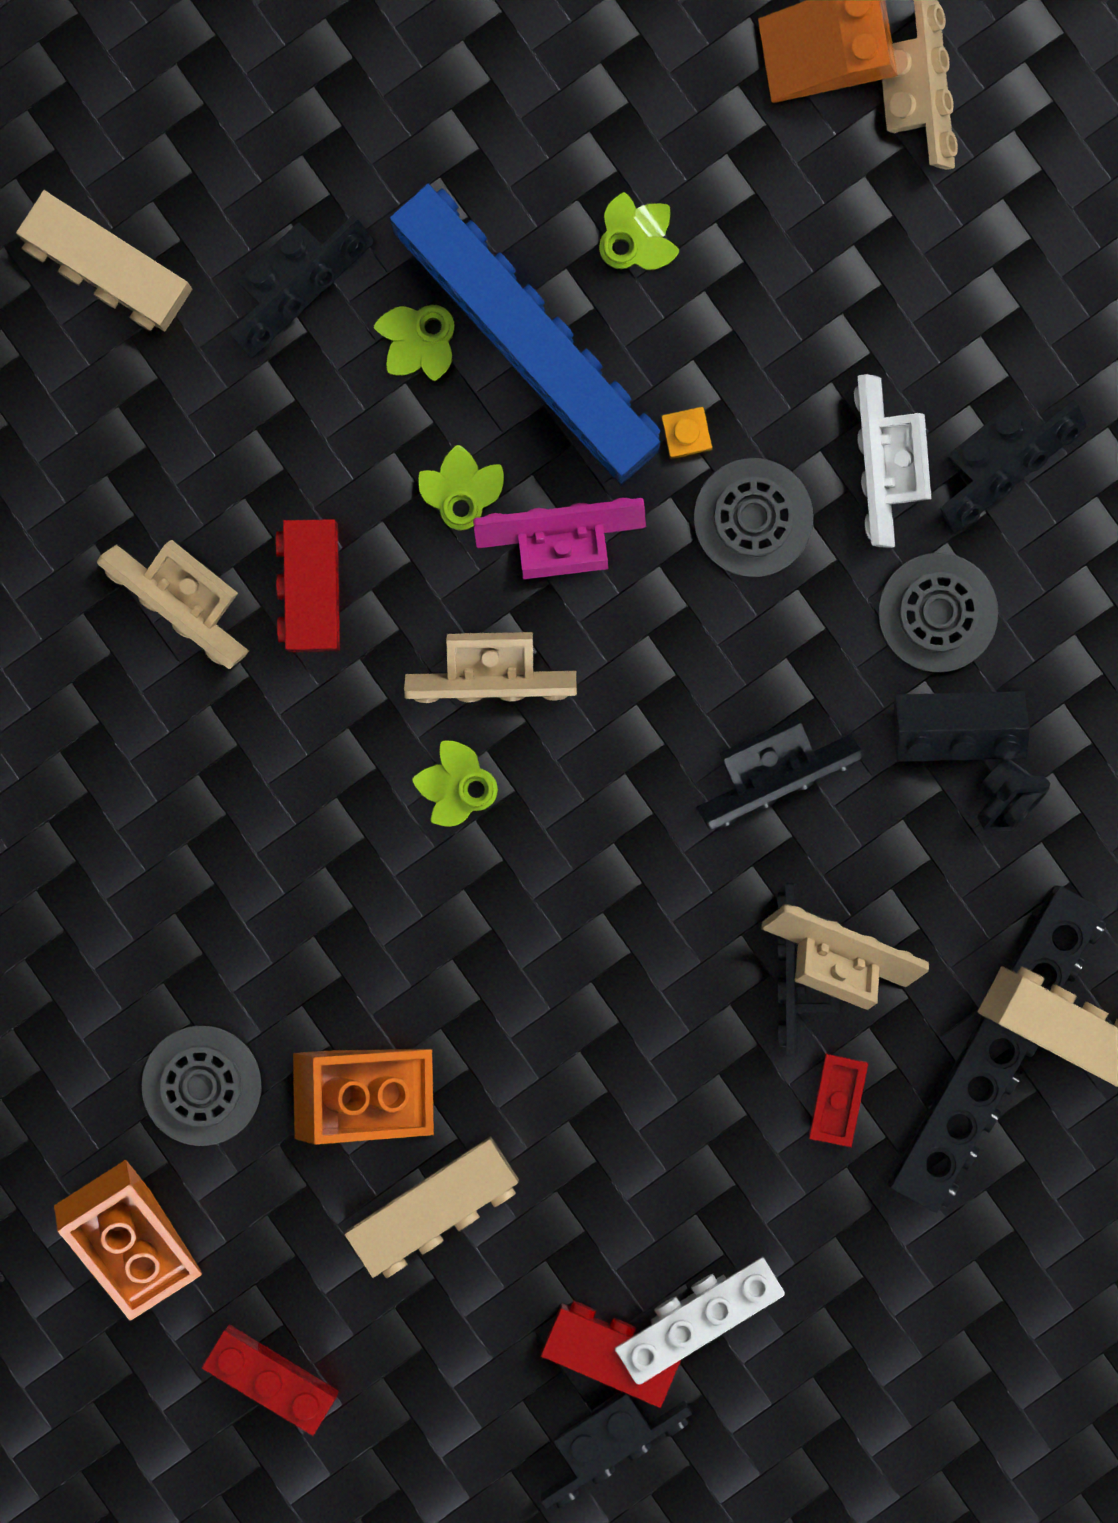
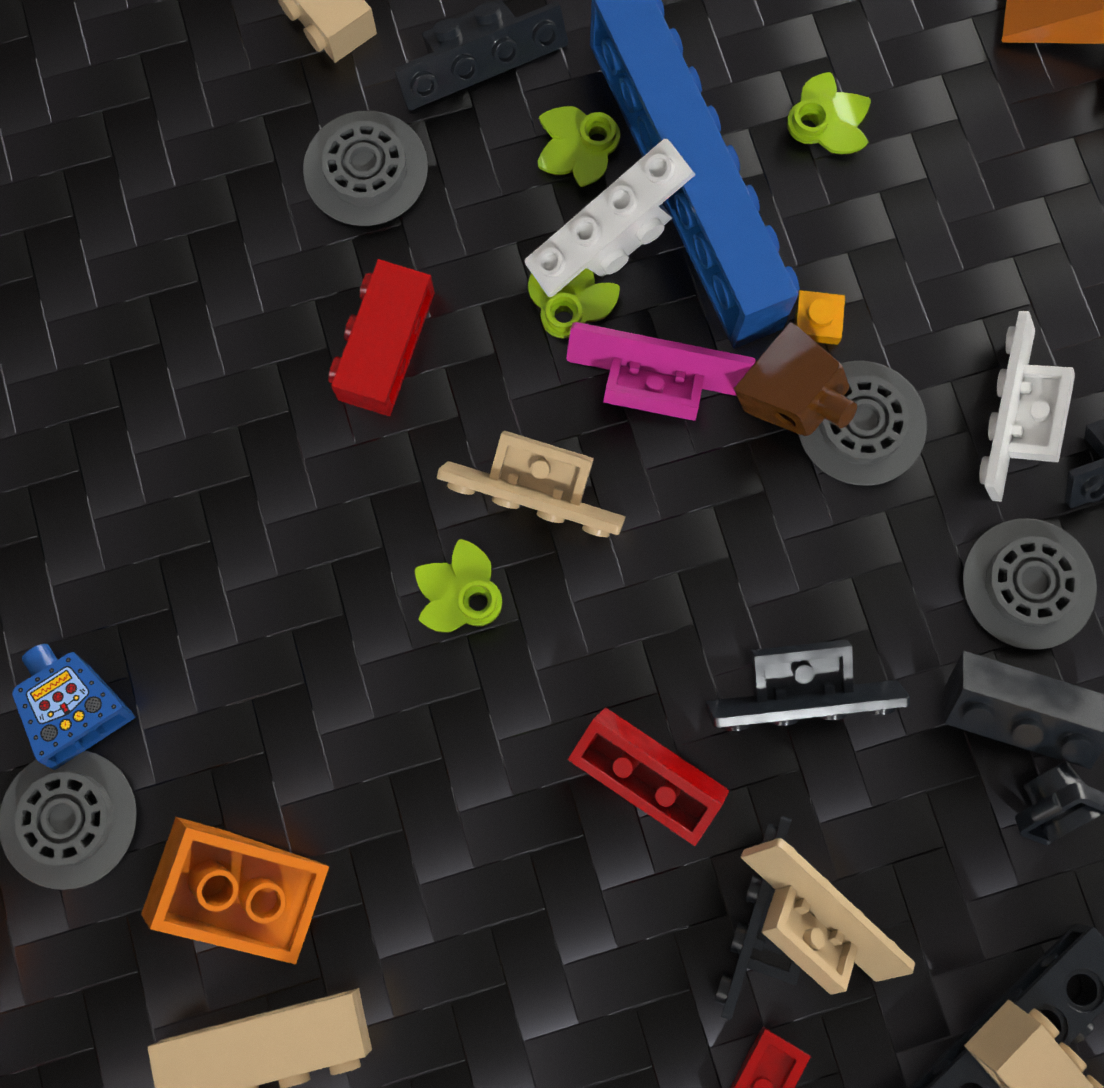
camera: 15 degrees right, 10 degrees down
(166, 994) = (65, 706): none -> blue torso
(181, 593) = (251, 303): tan bracket -> none
(233, 428) = (361, 150): none -> dark grey wheel
(477, 419) = (614, 222): none -> white bracket
(668, 886) = (649, 775): none -> red brick
(685, 510) = (796, 385): none -> reddish brown torso

